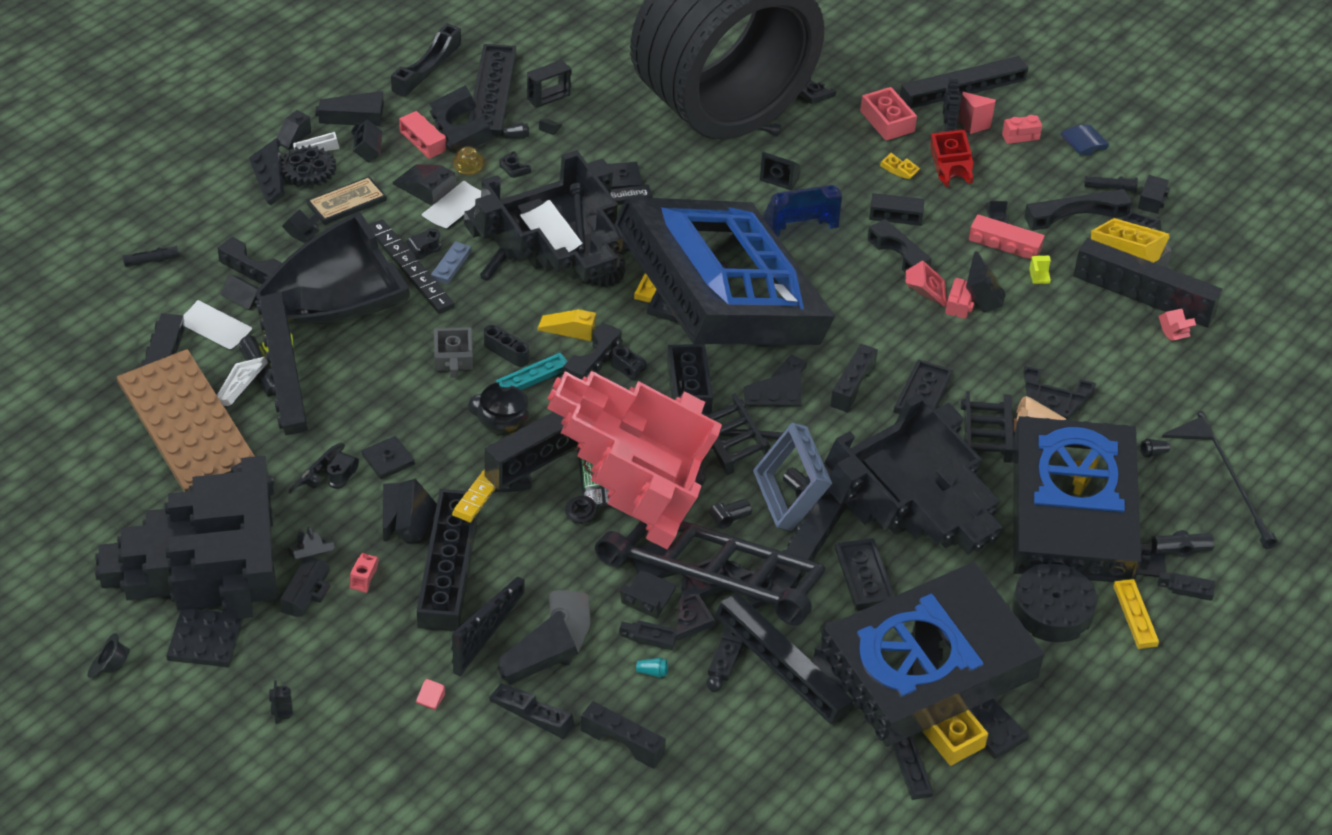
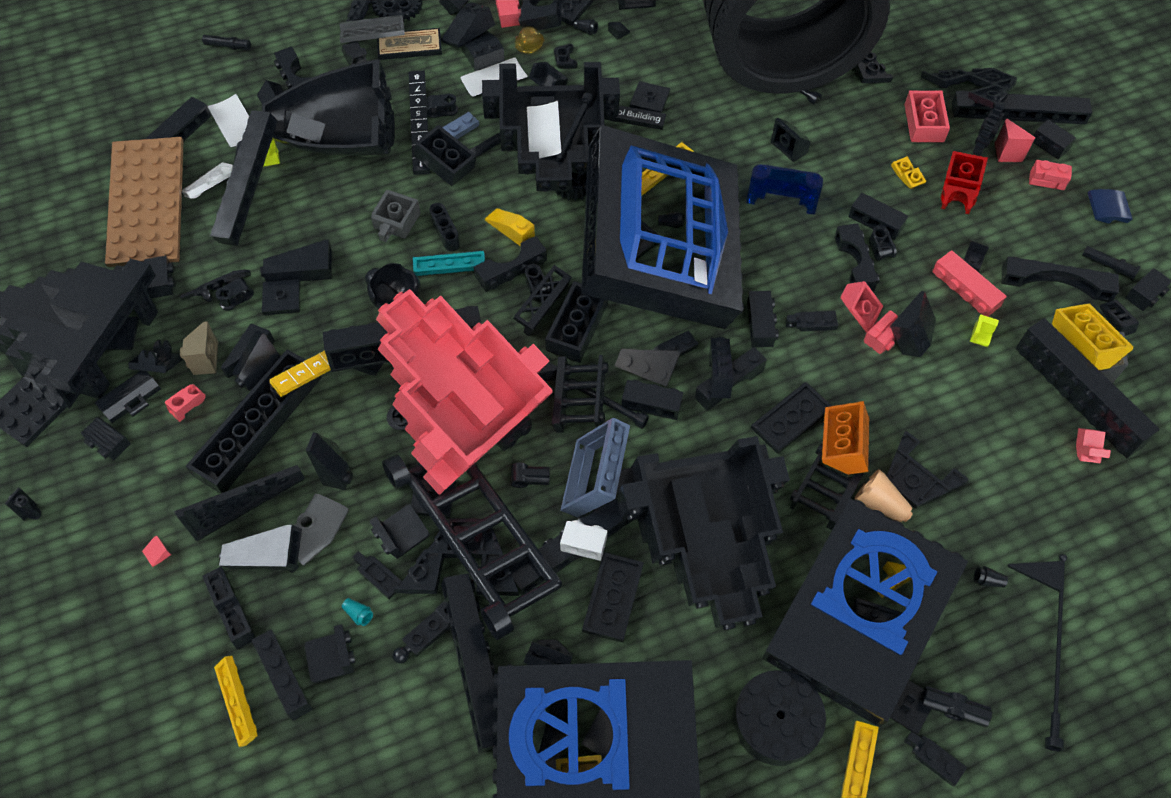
camera: 30 degrees right, 15 degrees up
(303, 196) = (371, 28): none -> dark grey fence
(310, 627) = (105, 438): none -> black brick
(353, 522) = (200, 350): none -> dark tan slope
(395, 418) = (303, 263): none -> black slope
(401, 163) = (468, 24): none -> black slope
(466, 283) = (445, 155): none -> black brick
(515, 185) = (546, 75): none -> black panel
(551, 562) = (329, 462): none -> black wedge
(595, 770) = (235, 701): none -> yellow plate
(652, 363) = (545, 305): none -> black fence
(656, 704) = (330, 655): none -> black bracket
(809, 414) = (652, 399): none -> black brick
(817, 534) = (583, 540): none -> white brick
(850, 323) = (762, 319): none -> black brick
(853, 370) = (721, 367): none -> black arch
(893, 311) = (813, 321): none -> black hinge
(913, 229) = (882, 243): none -> black piece
(934, 70) = (994, 83): none -> black wing
(983, 383) = (846, 438): none -> orange slope
(1008, 99) = (1053, 139): none -> black brick

